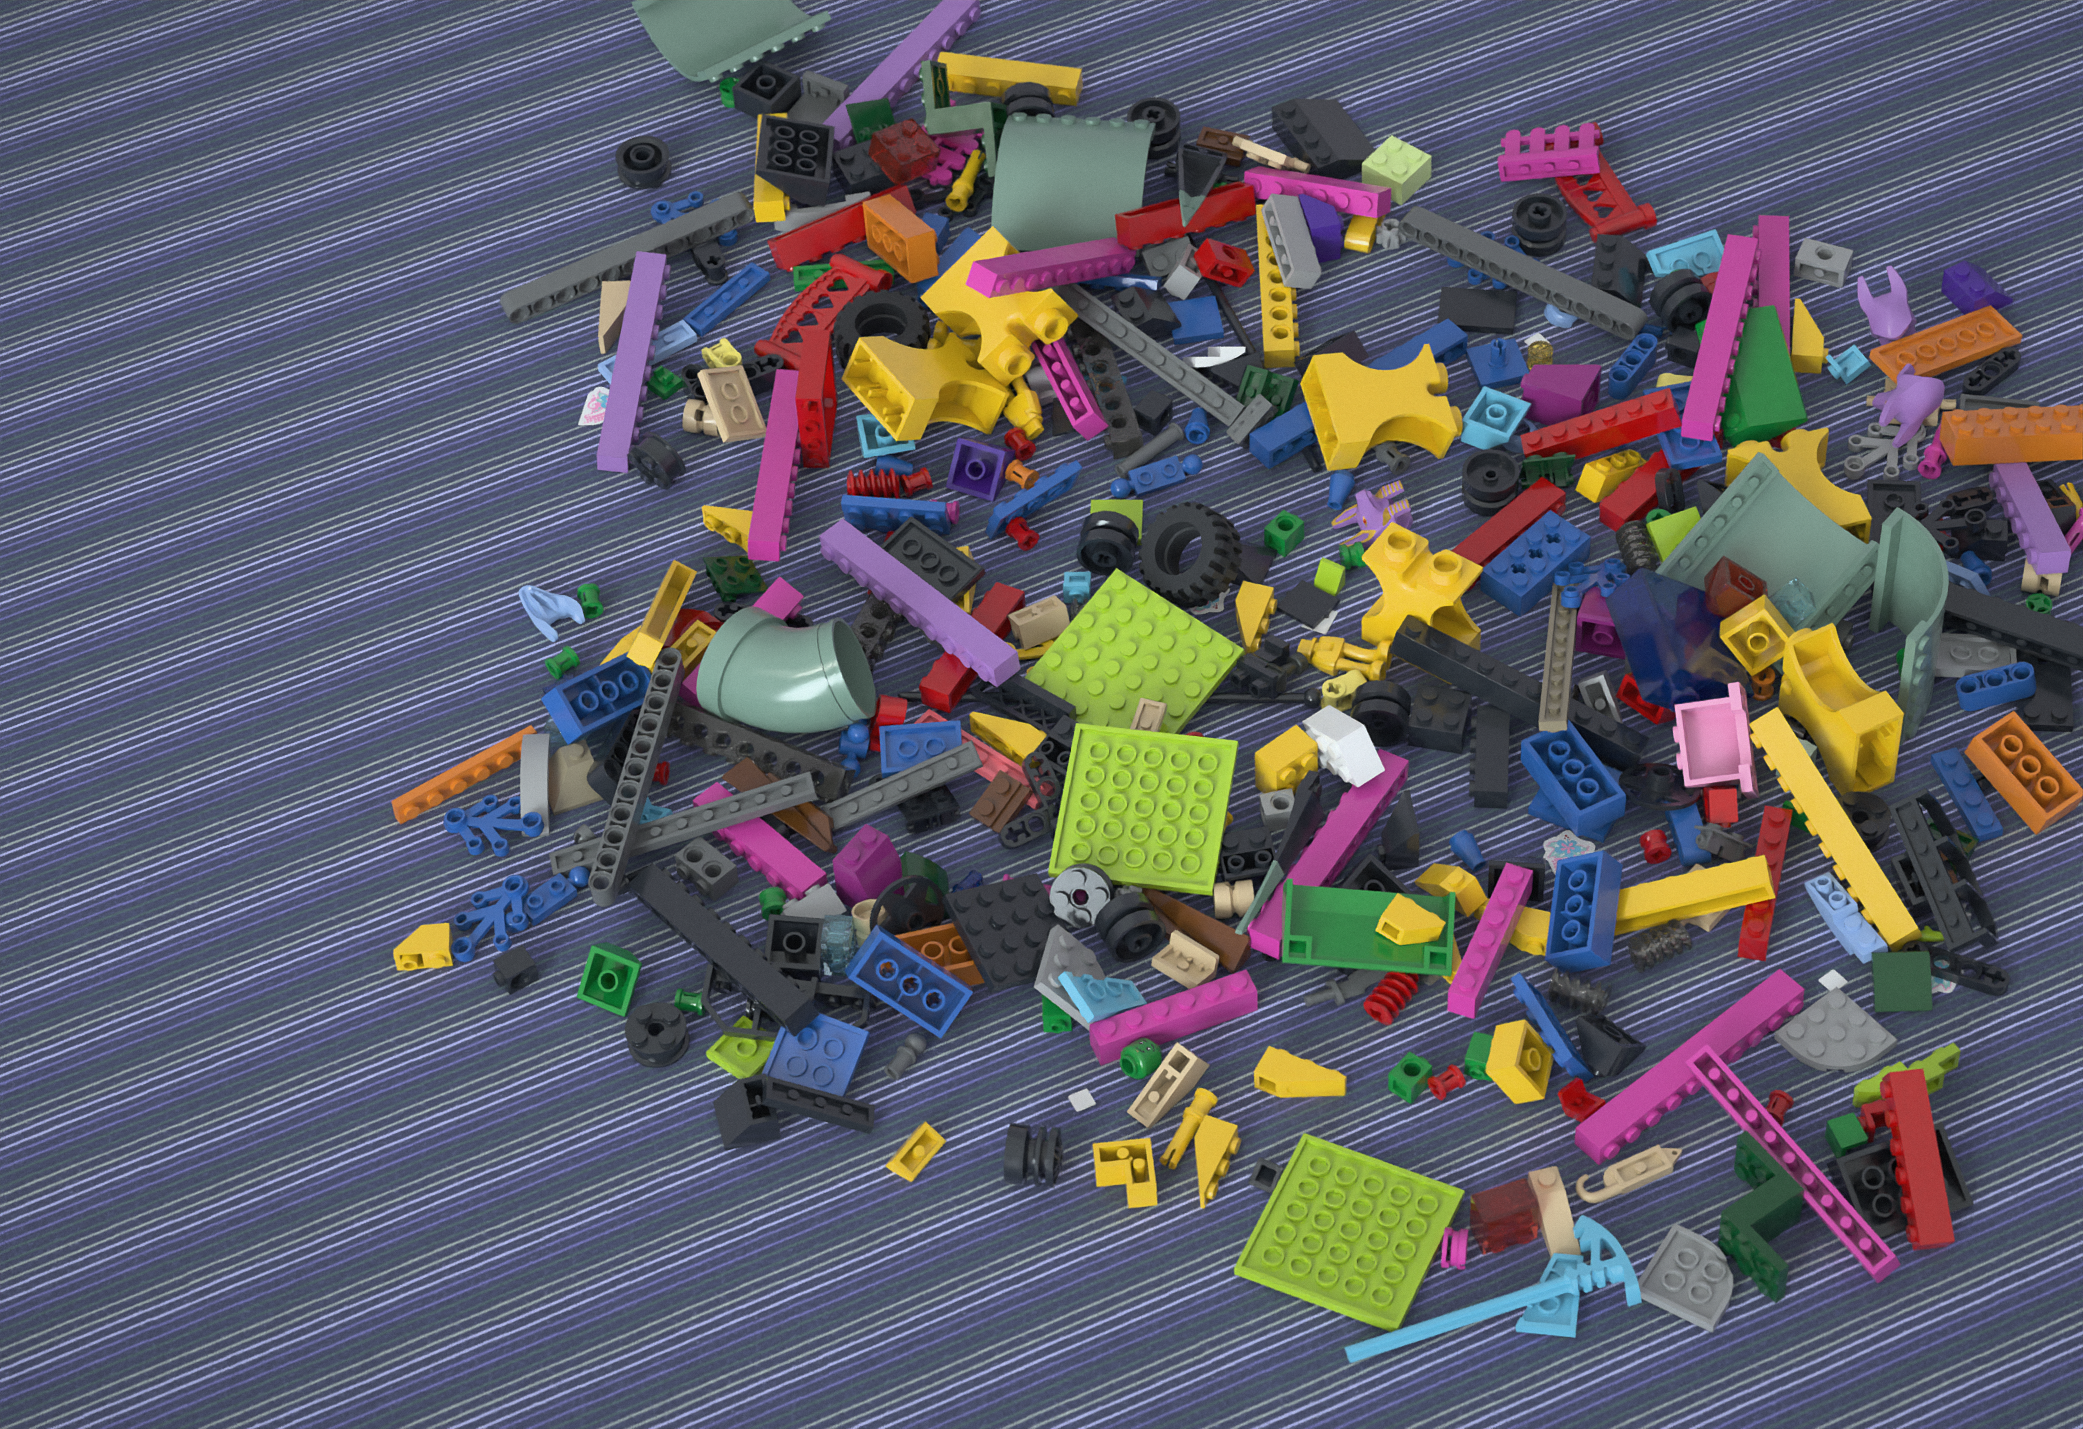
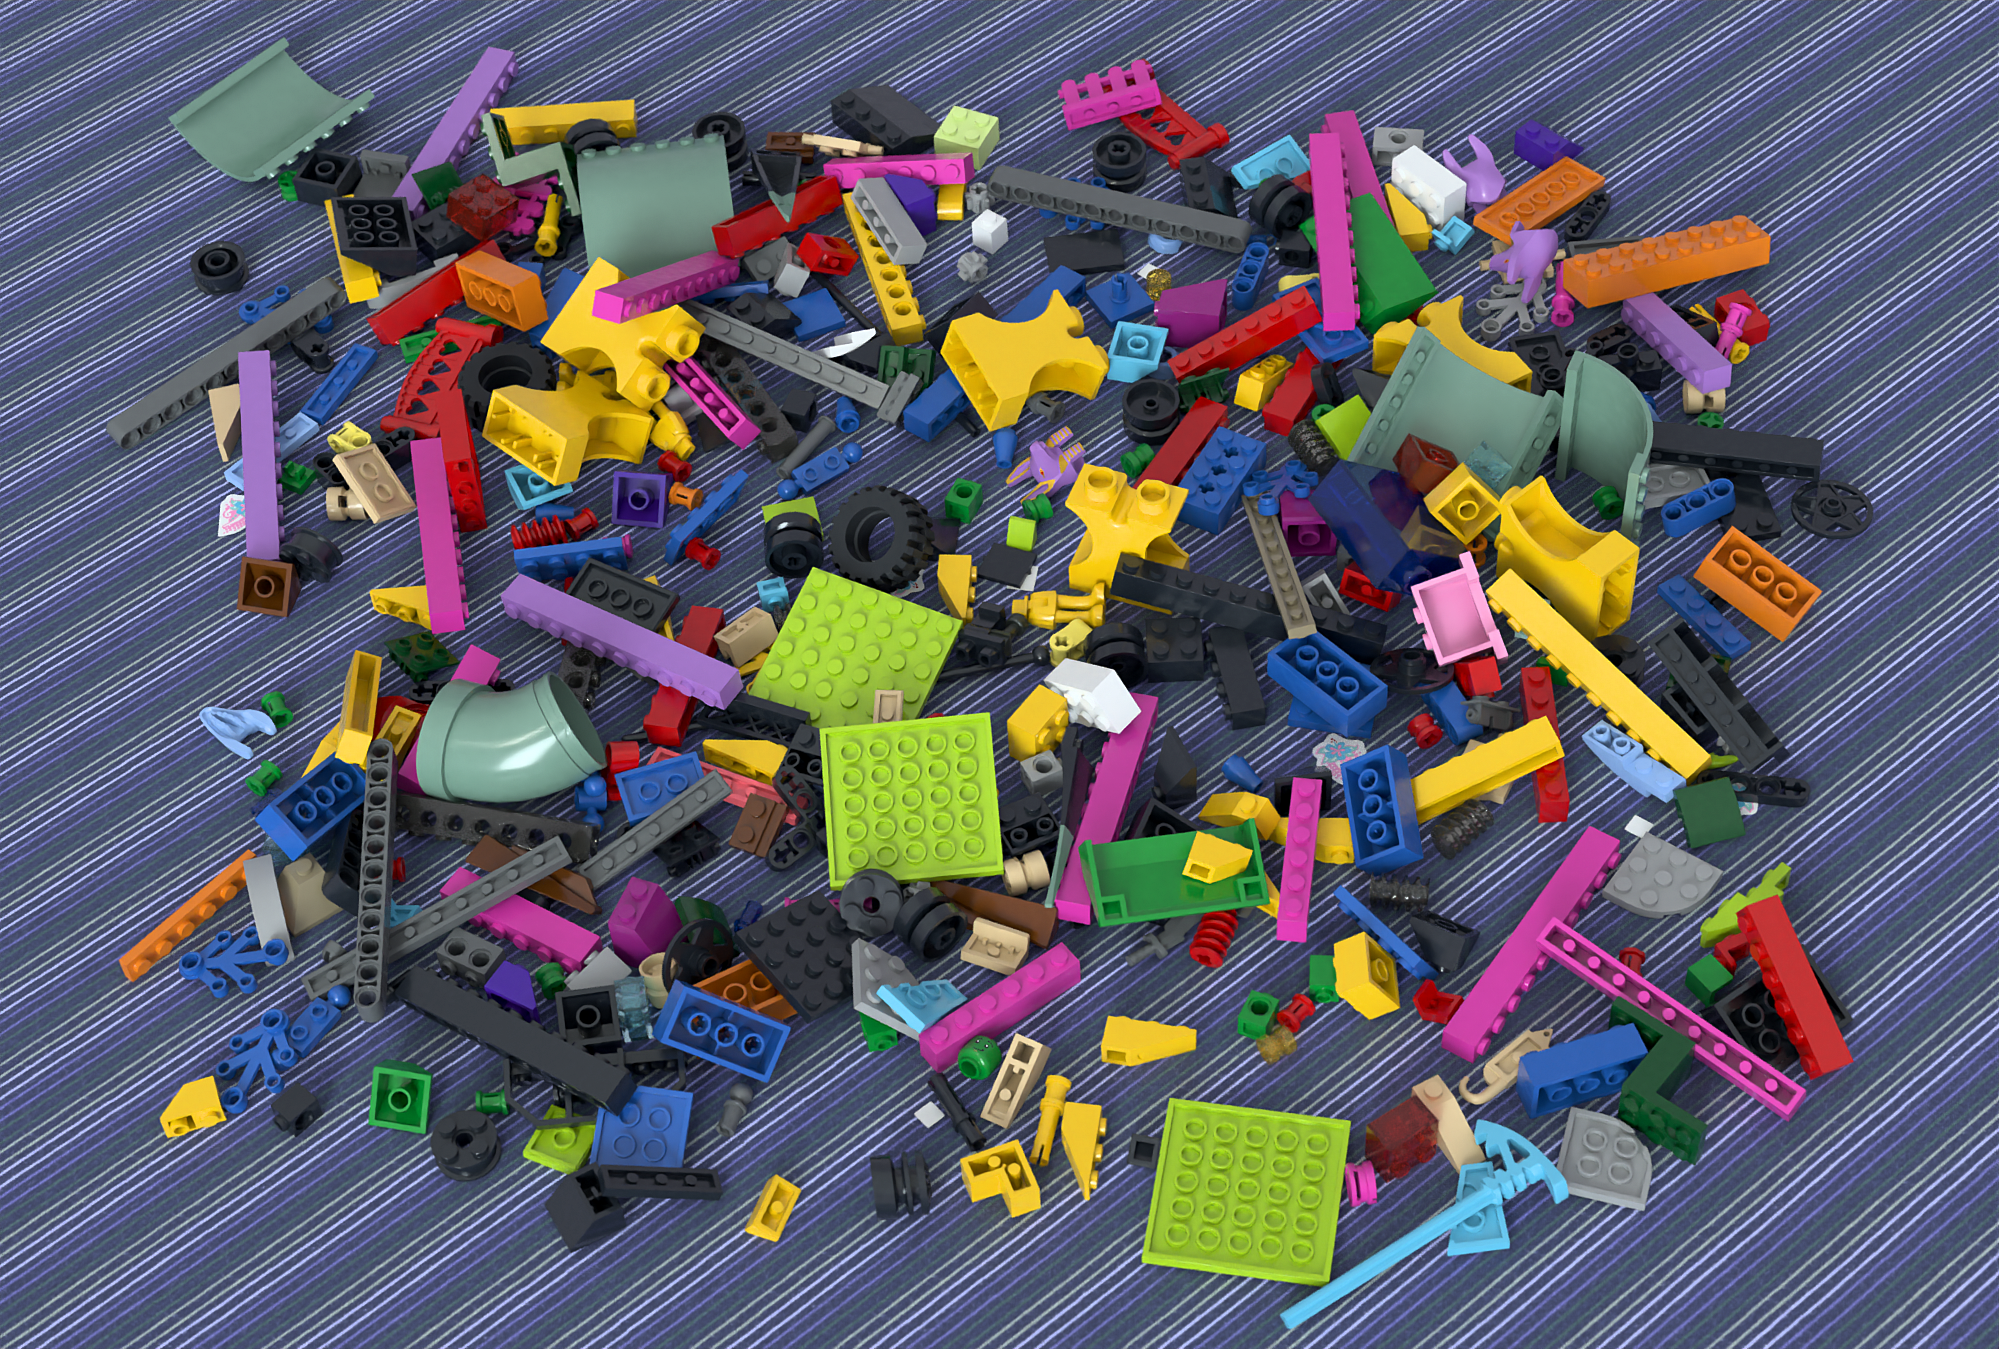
camera: 15 degrees left, 0 degrees up
(610, 483) = (267, 586): none -> reddish brown slope
(734, 904) = (514, 990): none -> dark purple slope
(1108, 1112) = (963, 1121): none -> black pin
(1362, 303) = (972, 267): none -> light grey gear
(1390, 270) = (989, 231): none -> white brick
(1418, 1107) = (1277, 1044): none -> clear yellow wheel
(1462, 528) = (1137, 461): none -> green wheel
(1688, 1190) = (1578, 1070): none -> blue brick
(1836, 311) = (1429, 187): none -> white brick

